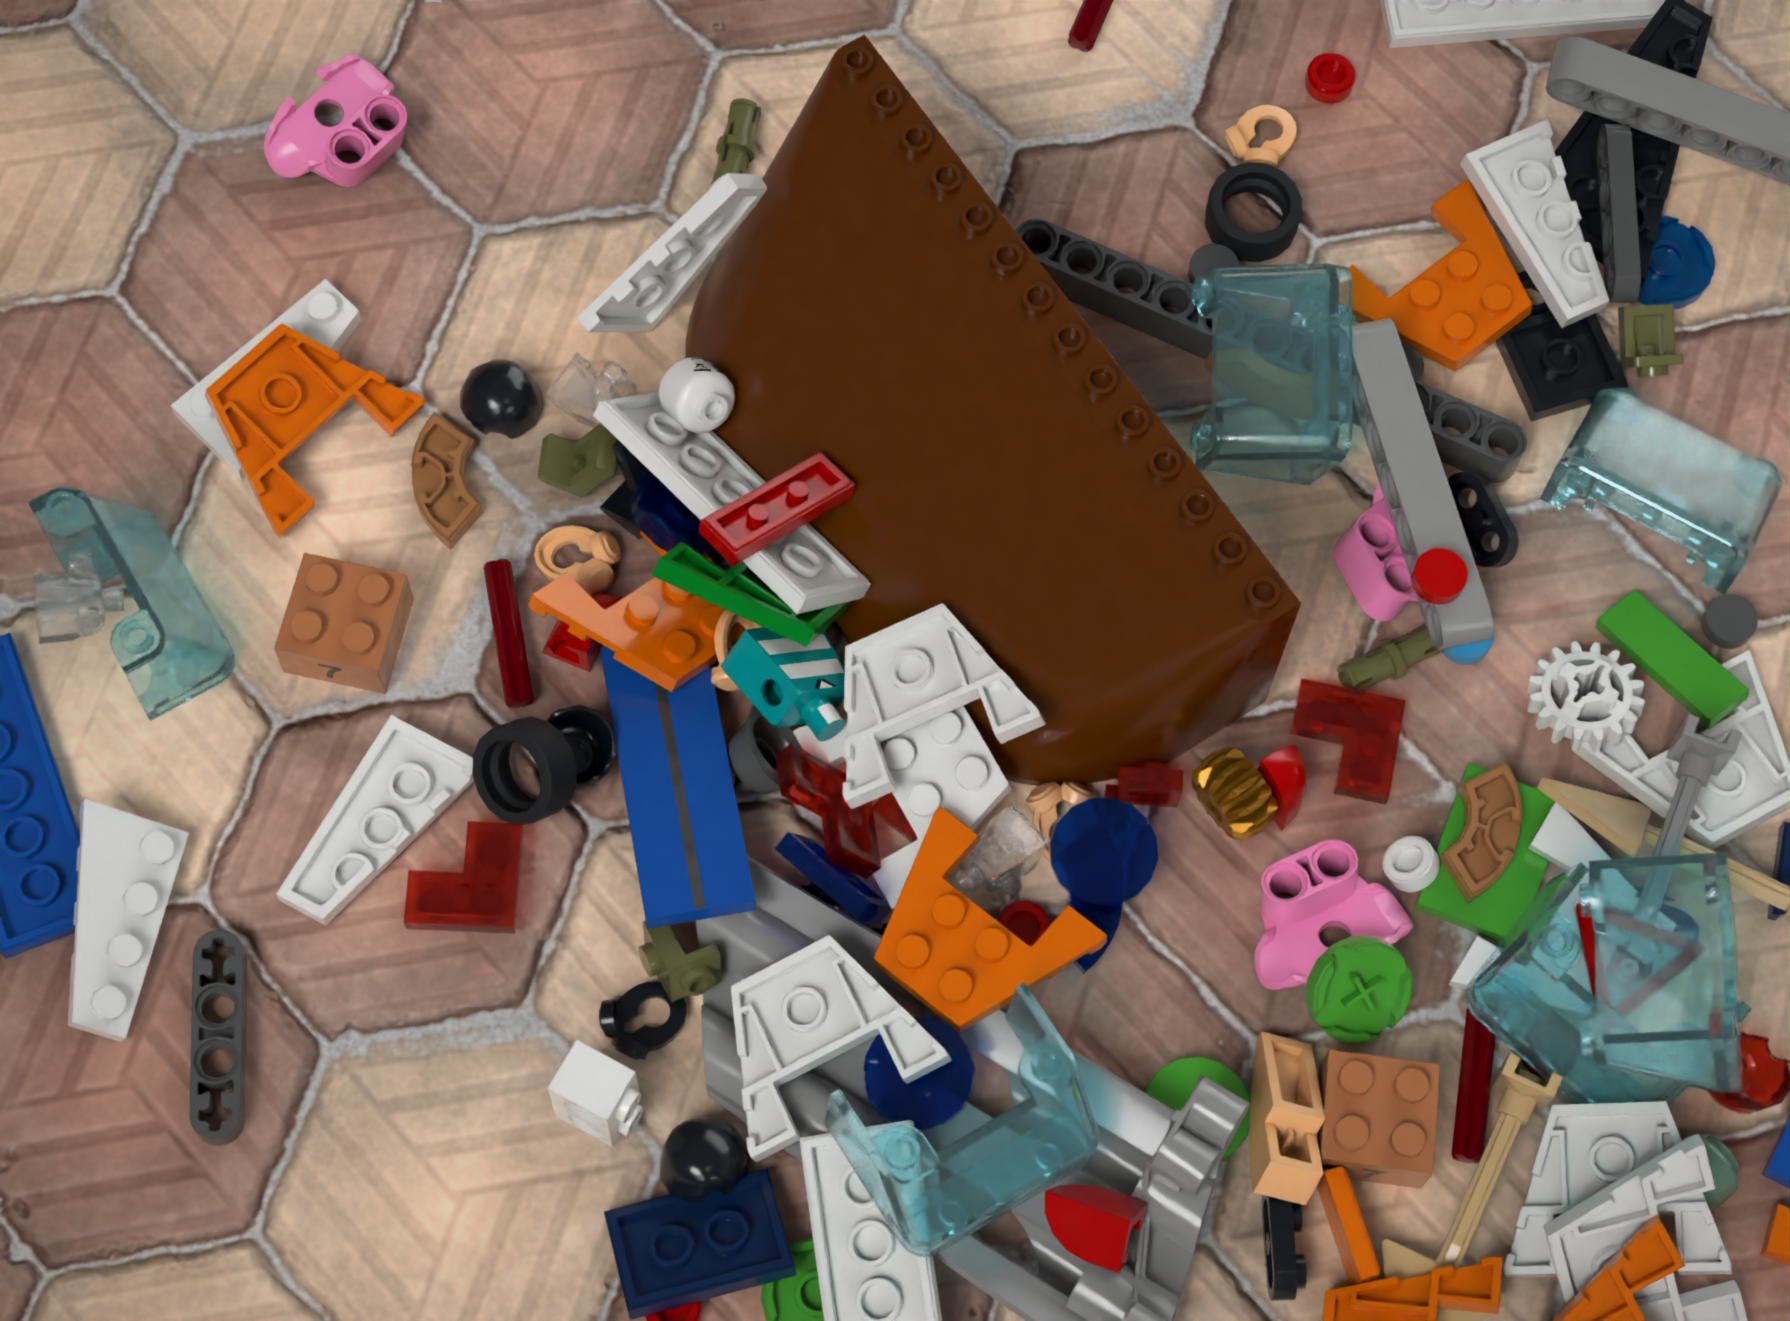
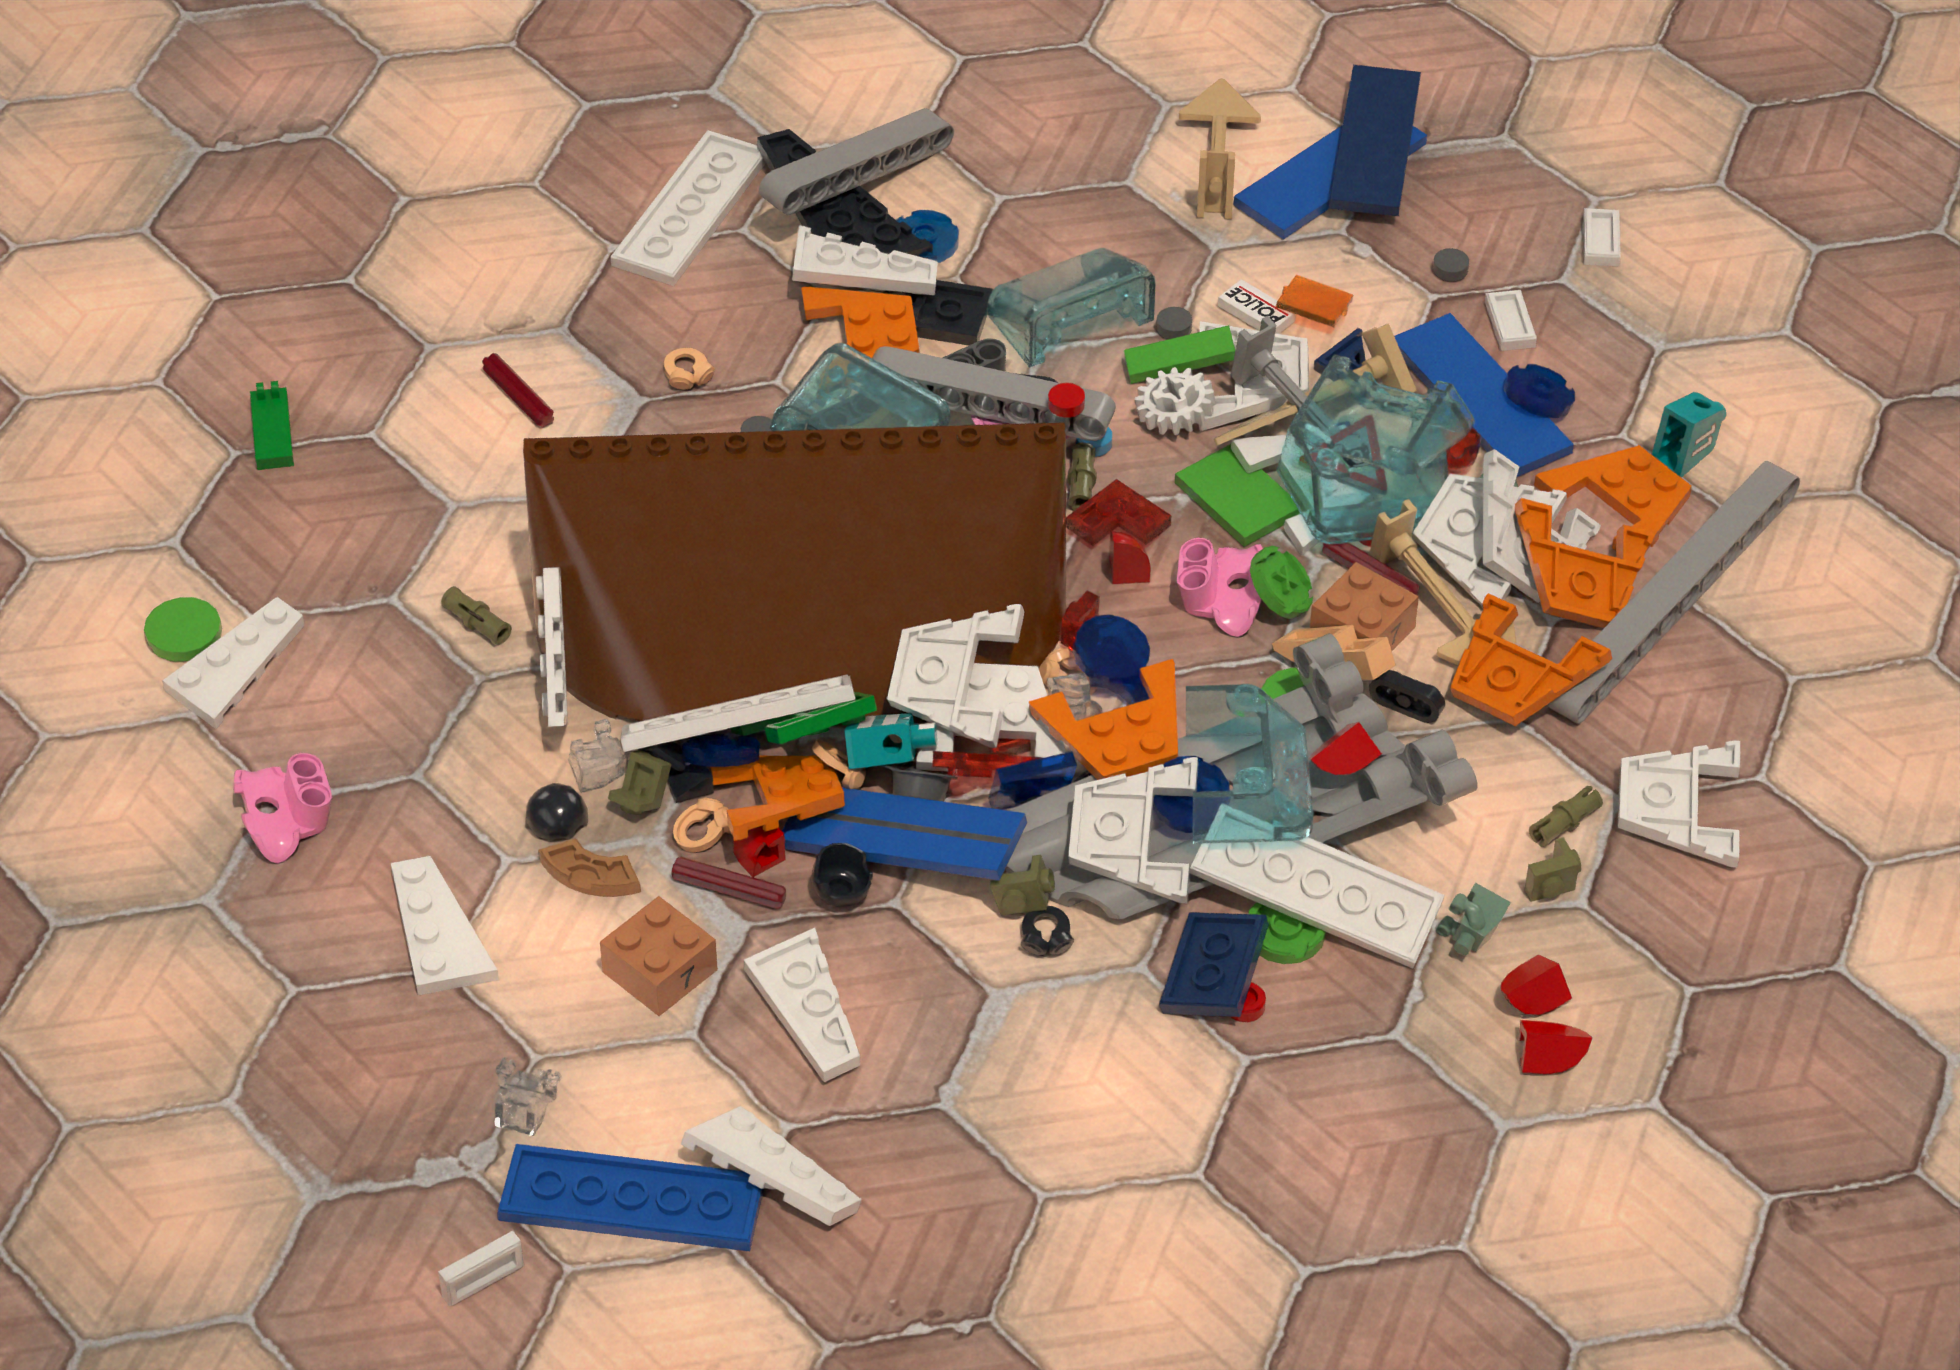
camera: 55 degrees left, 20 degrees down
(174, 641) = (552, 1040): clear light blue windscreen -> none
(223, 1036) = (892, 1156): dark grey beam -> none
(281, 399) = (471, 919): orange wing -> none
(480, 897) = (899, 970): clear red plate -> none
(495, 779) = (852, 929): black tyre -> none
(596, 1094) = (1087, 958): white brick -> none
(692, 394) = (649, 698): white head -> none
(702, 1159) = (1162, 936): black hair -> none
(776, 508) = (774, 677): red tile -> none
(1234, 793) = (1118, 577): pearl gold gear -> none
(1254, 179) = (737, 374): black tyre -> none
(1330, 78) = (673, 319): red tile -> none
(1347, 1226) = (1424, 661): orange tile -> none
(1411, 863) = (1218, 528): white tile -> none
(1488, 834) = (1232, 489): medium nougat tile -> none
(1618, 213) = (850, 213): dark grey beam -> none
(1647, 339) = (971, 264): olive bracket -> none

